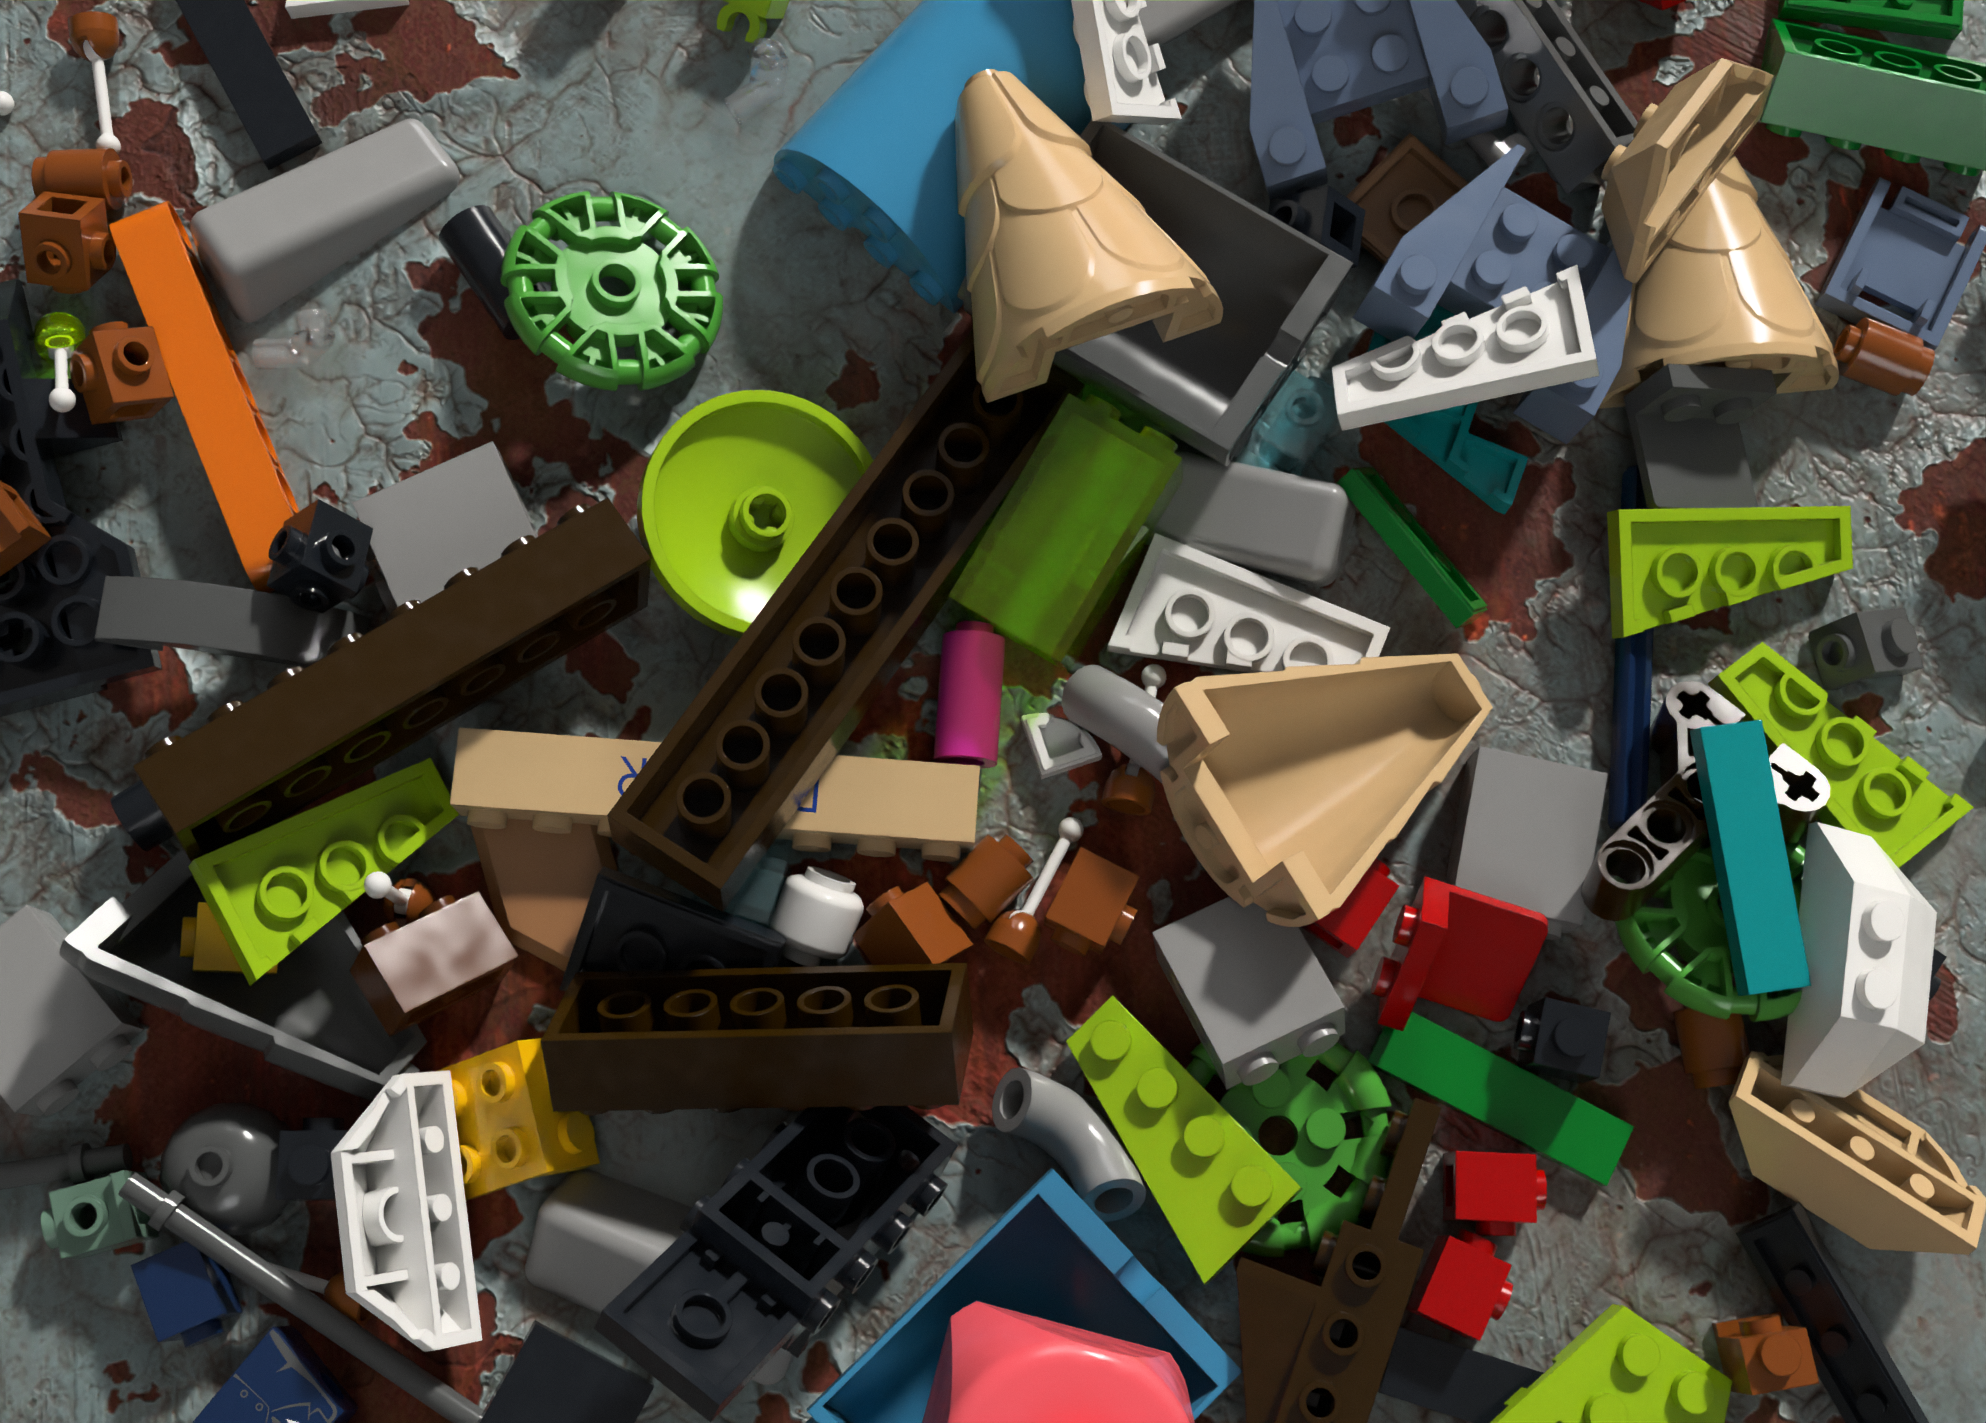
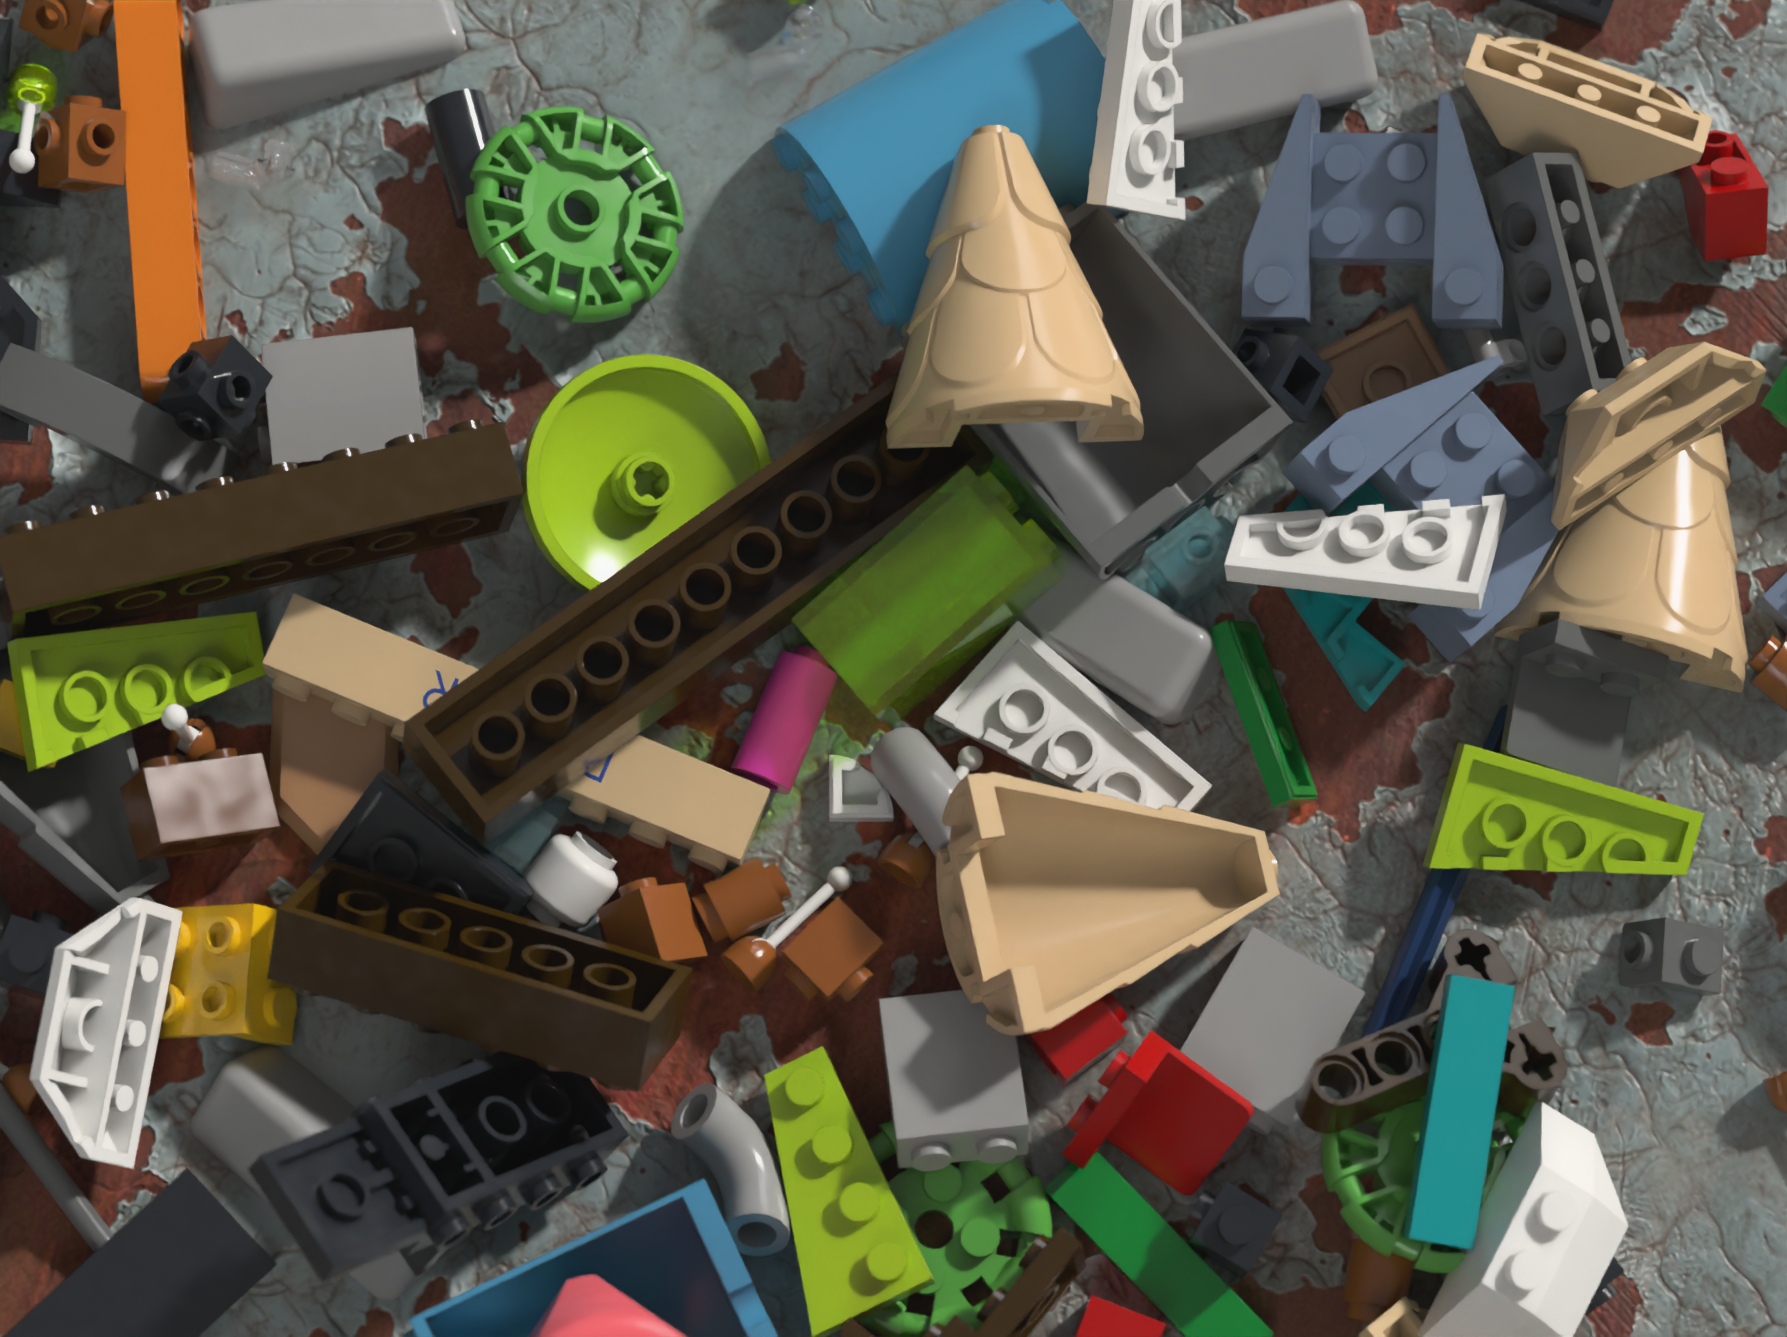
camera: 15 degrees right, 0 degrees up
(1868, 783) = (1611, 1073): lime wing -> none

